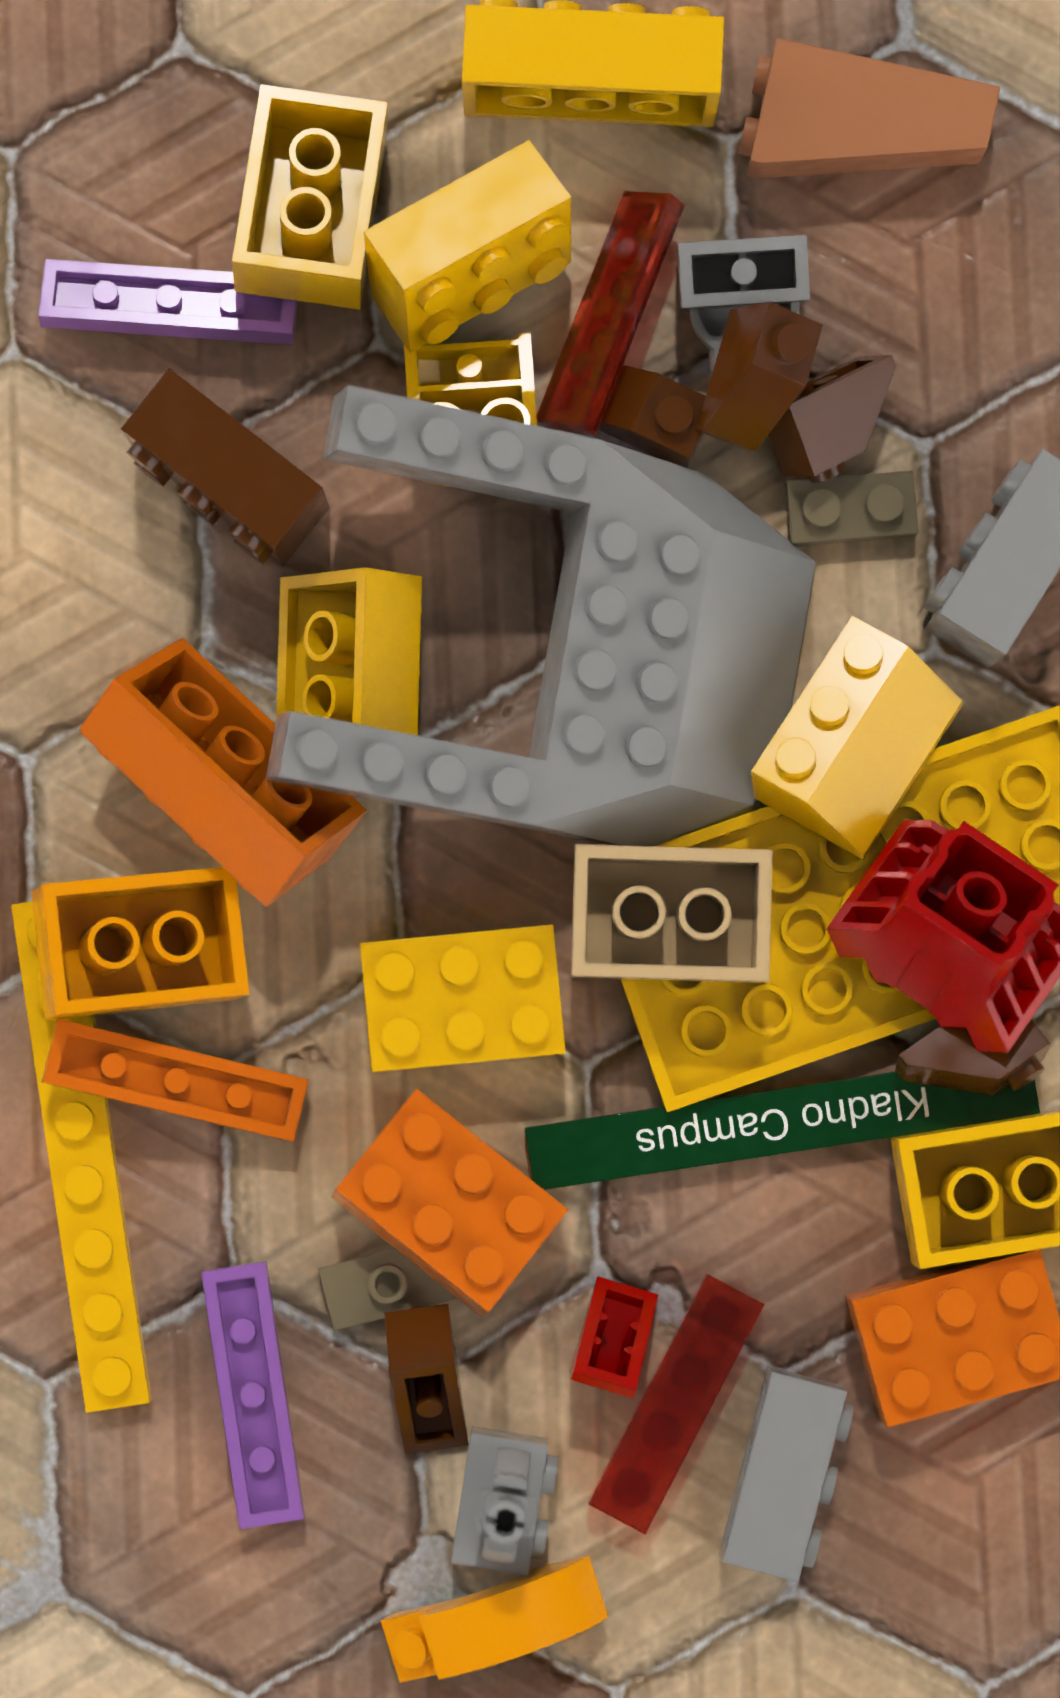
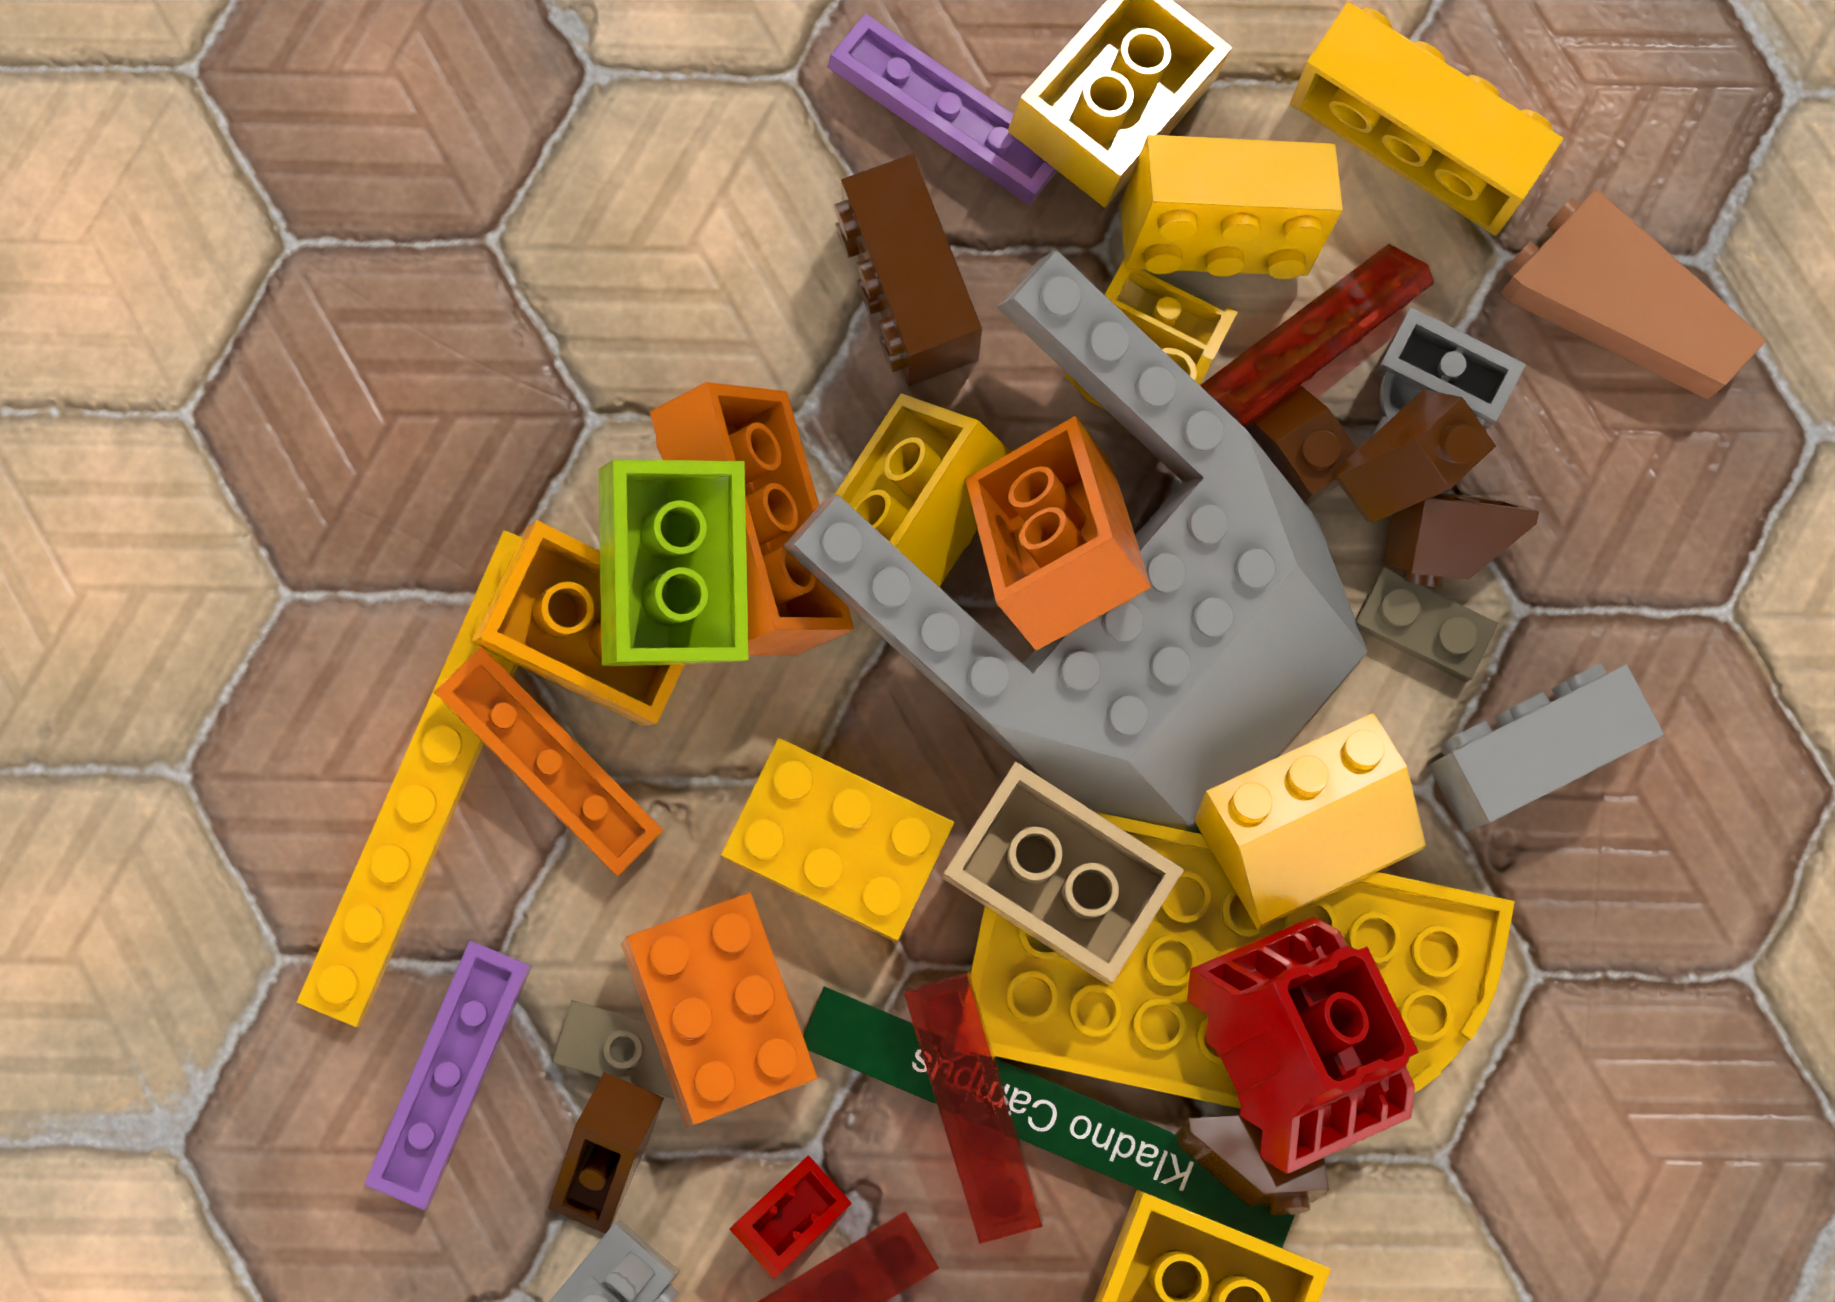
camera: 30 degrees right, 5 degrees down
(182, 852) = (673, 562): none -> lime slope
(493, 628) = (1056, 534): none -> orange brick
(713, 1153) = (973, 1107): none -> clear red plate

